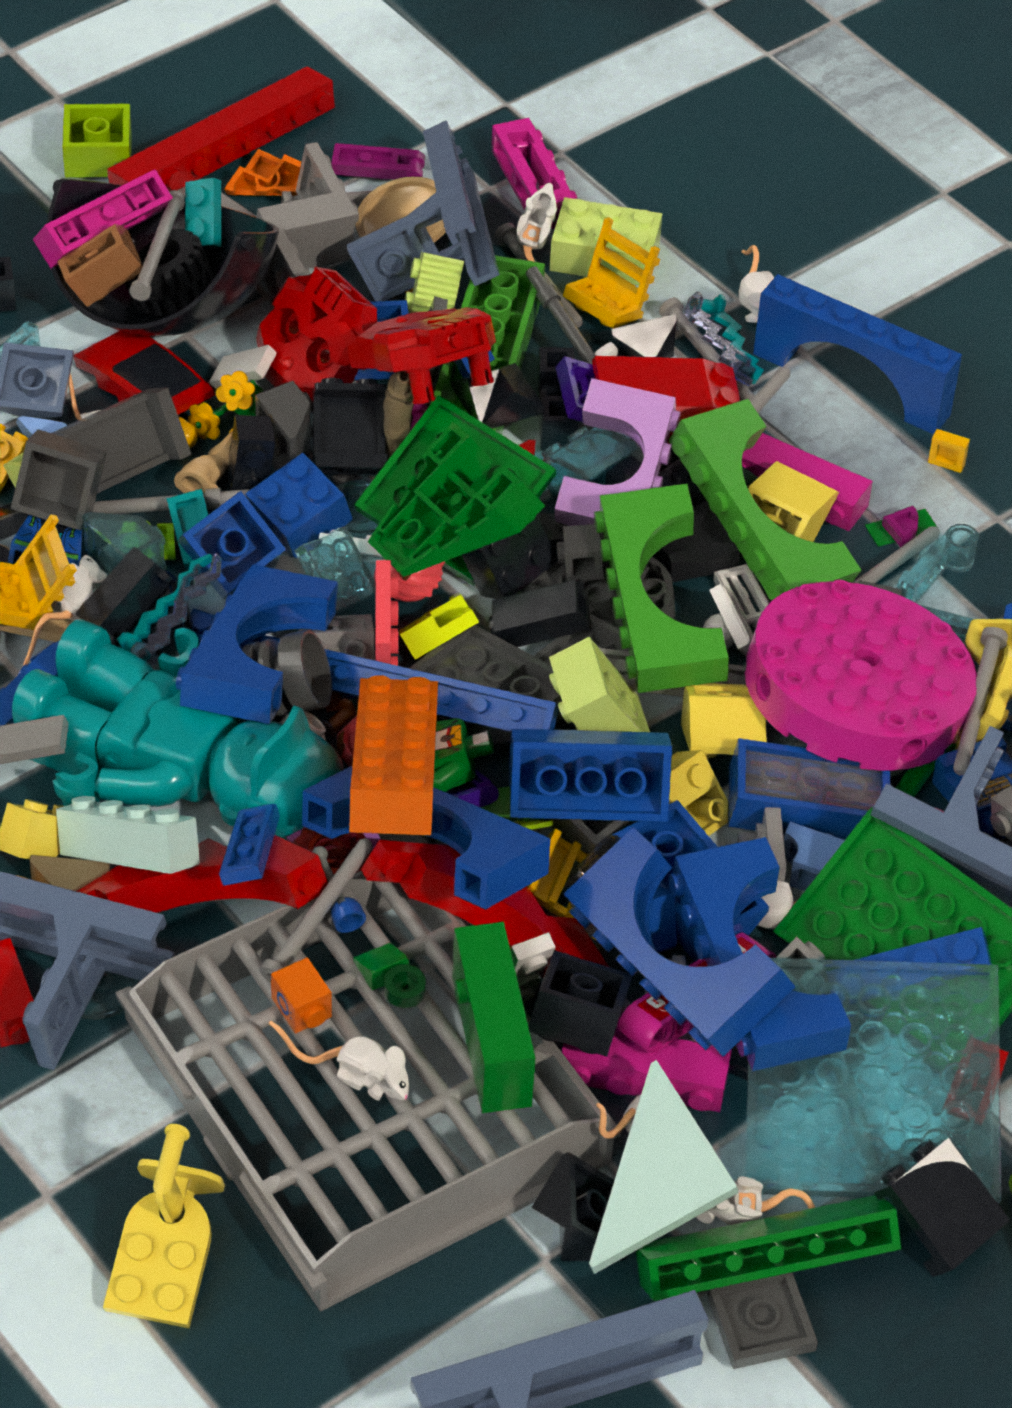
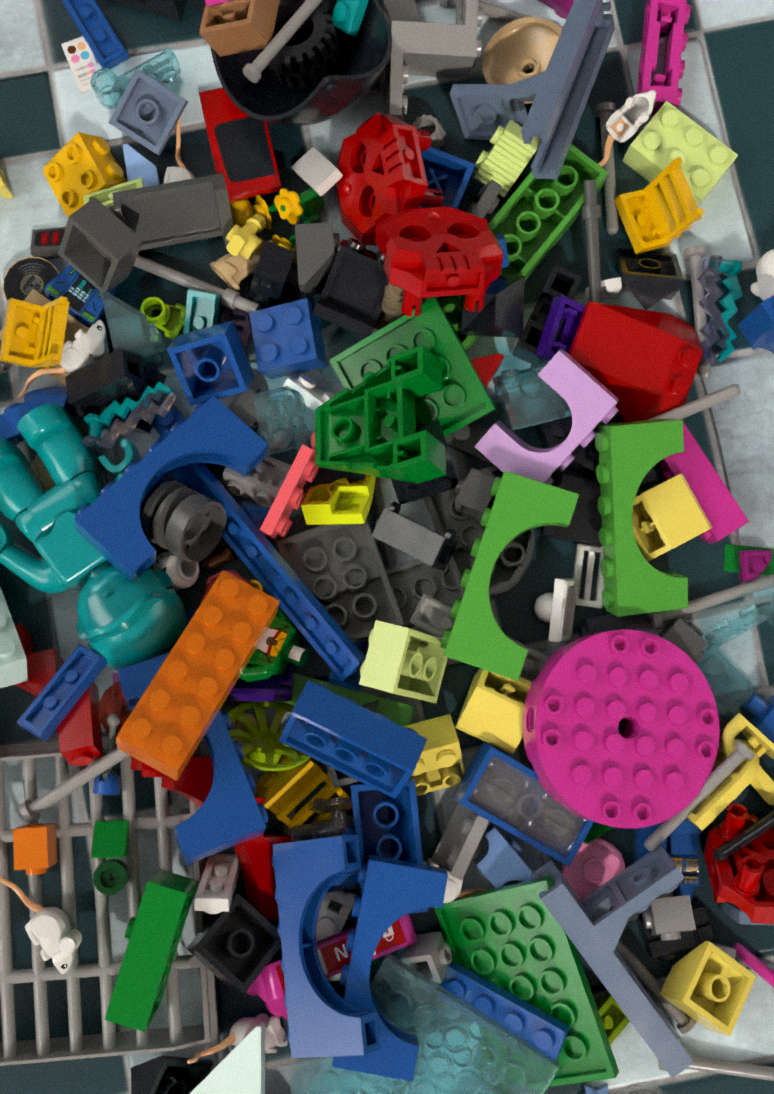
camera: 25 degrees right, 35 degrees up
(204, 437) = (244, 239): none -> light yellow plate

